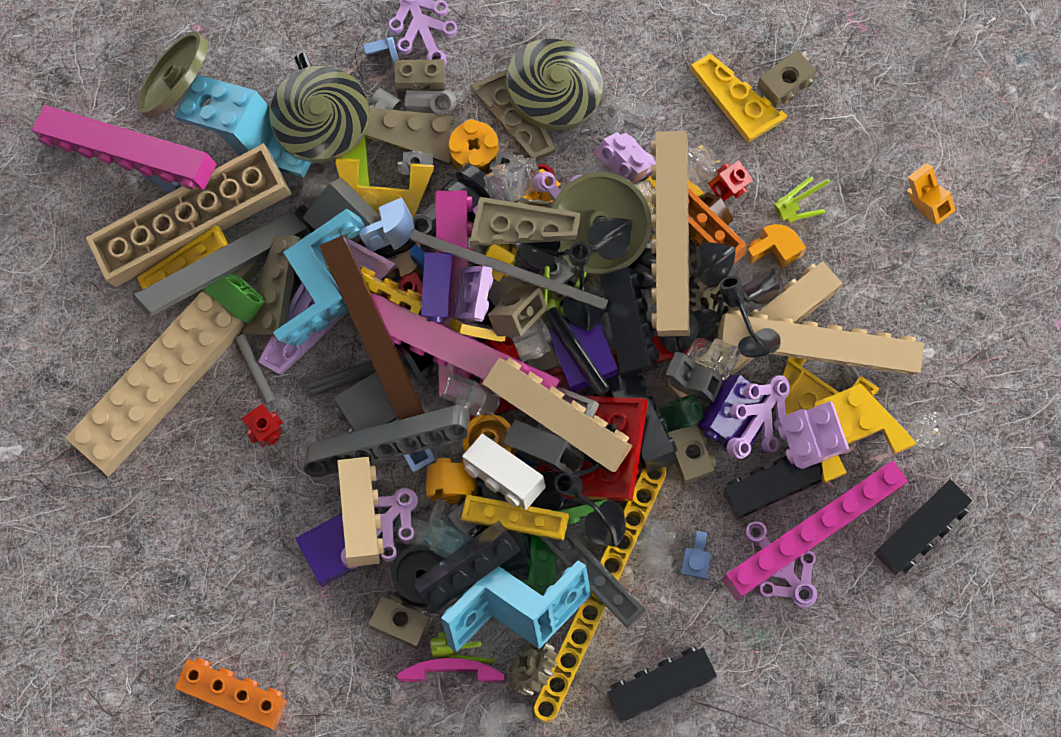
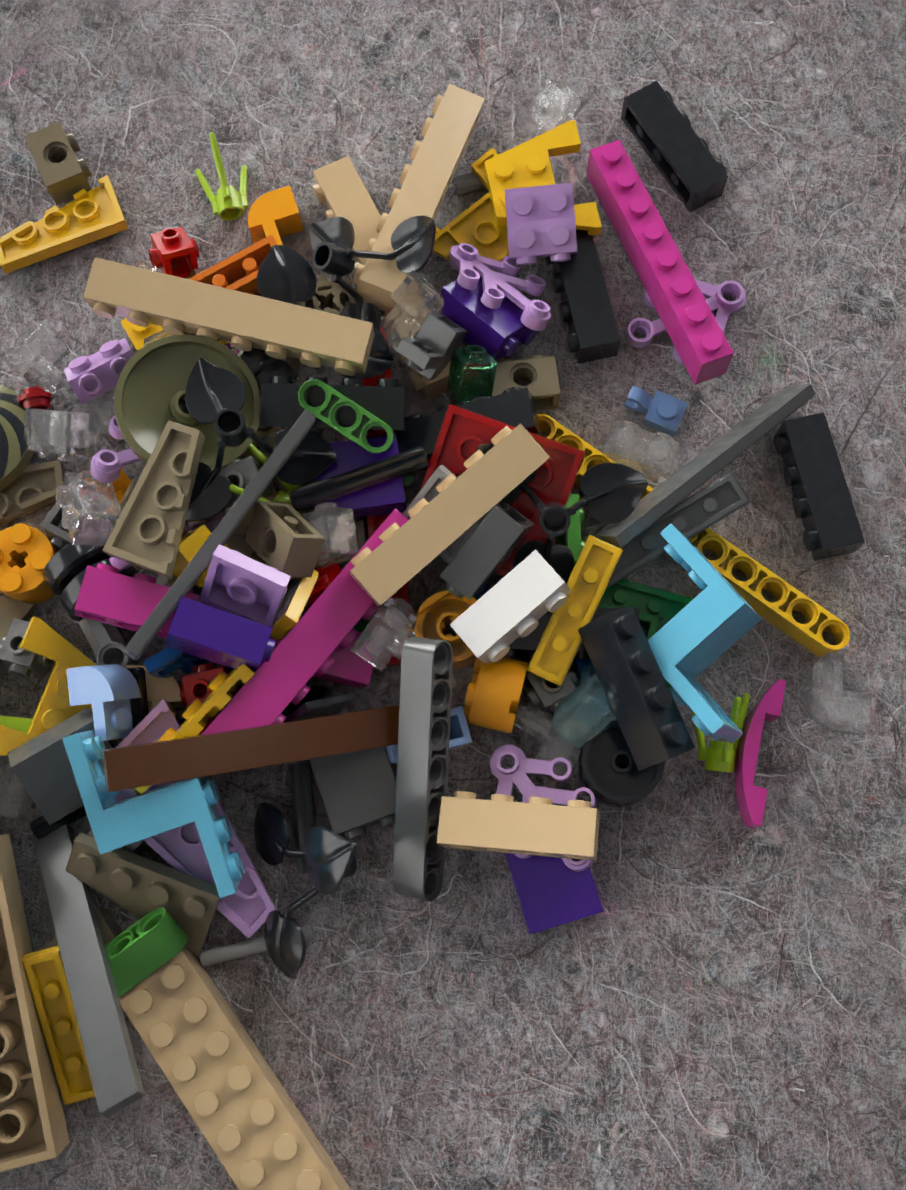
camera: 75 degrees left, 0 degrees up
(231, 694) = (737, 1079): orange brick -> none
(263, 426) = (335, 953): red brick -> none
(308, 395) = (330, 862): none -> black plant
(409, 634) = (692, 793): dark tan brick -> none
(532, 668) = (774, 641): dark tan gear -> none
(570, 144) = (61, 434): none -> clear brick
(596, 119) = (36, 398): none -> red plate
(618, 342) = (333, 404): none -> bright green beam
(655, 596) = (707, 464): none -> dark grey tile
(928, 196) = (264, 44): light orange brick -> none

